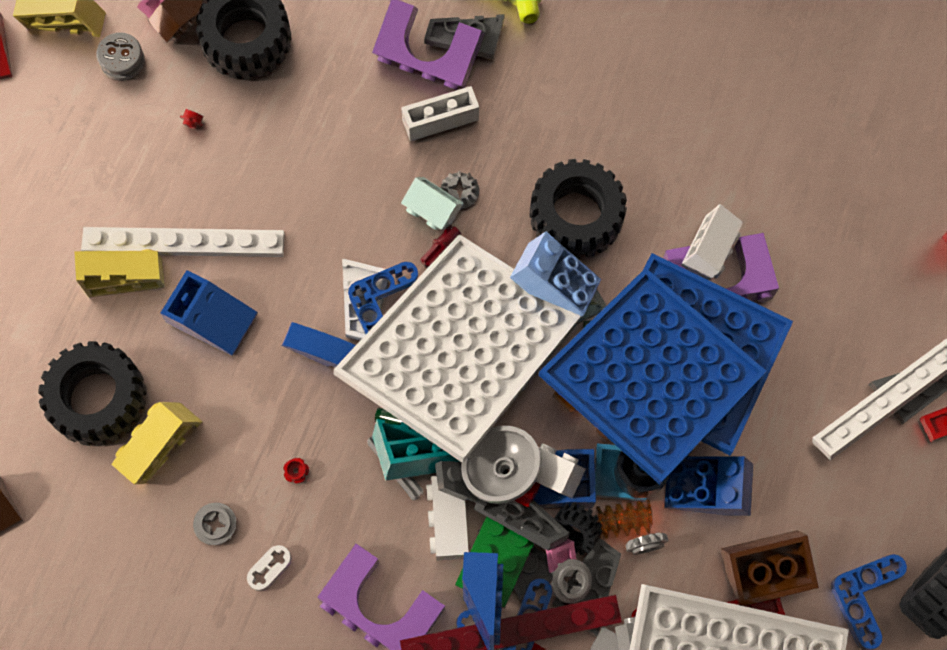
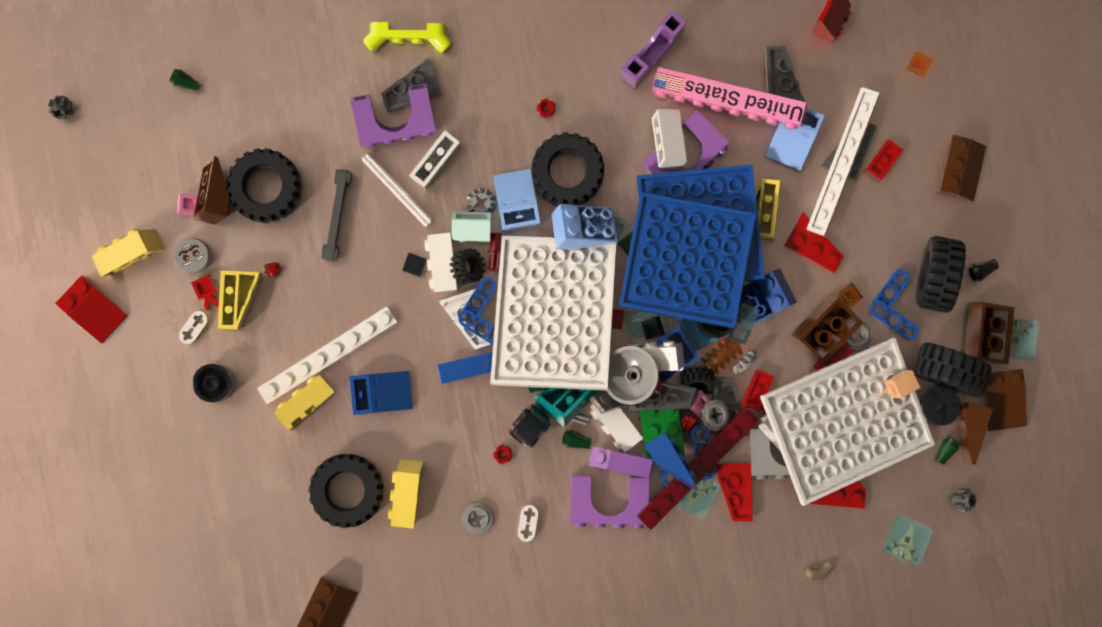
camera: 30 degrees left, 15 degrees up
(41, 190) = (202, 384): none -> black brick
(67, 127) = (197, 330): none -> white beam
(107, 95) = (205, 289): none -> red plate
(131, 121) = (235, 297): none -> light yellow wedge
(267, 137) = (343, 179): none -> dark grey piece
(344, 208) = (414, 264): none -> black plate
(347, 454) = (529, 426): none -> black brick
(373, 222) = (440, 252): none -> white brick
(380, 123) = (397, 190): none -> white axle
(389, 507) = (575, 440): none -> dark green cone
(410, 242) = (459, 266): none -> black tyre
(424, 565) = (621, 462): none -> medium lavender slope
(498, 210) = (516, 200): none -> light blue slope
(526, 402) = (617, 319): none -> red plate
(534, 569) = (688, 421): none -> red plate
(557, 427) = (634, 326): none -> clear light blue panel
(562, 435) = (652, 328): none -> black plate
(595, 131) = (546, 103): none -> red plate
(629, 591) = (758, 386): none -> red plate
(672, 496) = (744, 324): none -> clear light blue slope
(724, 152) = (667, 33): none -> medium lavender arch
(783, 382) = (768, 206): none -> light yellow wedge
(808, 466) = (813, 246): none -> red wing
(811, 242) = (730, 98): none -> bright pink brick
(812, 605) = (860, 344): none -> light grey gear
(821, 548) = (850, 295): none -> clear orange plate
(859, 328) = (793, 146): none -> light blue slope
(877, 261) = (779, 74): none -> dark grey wing

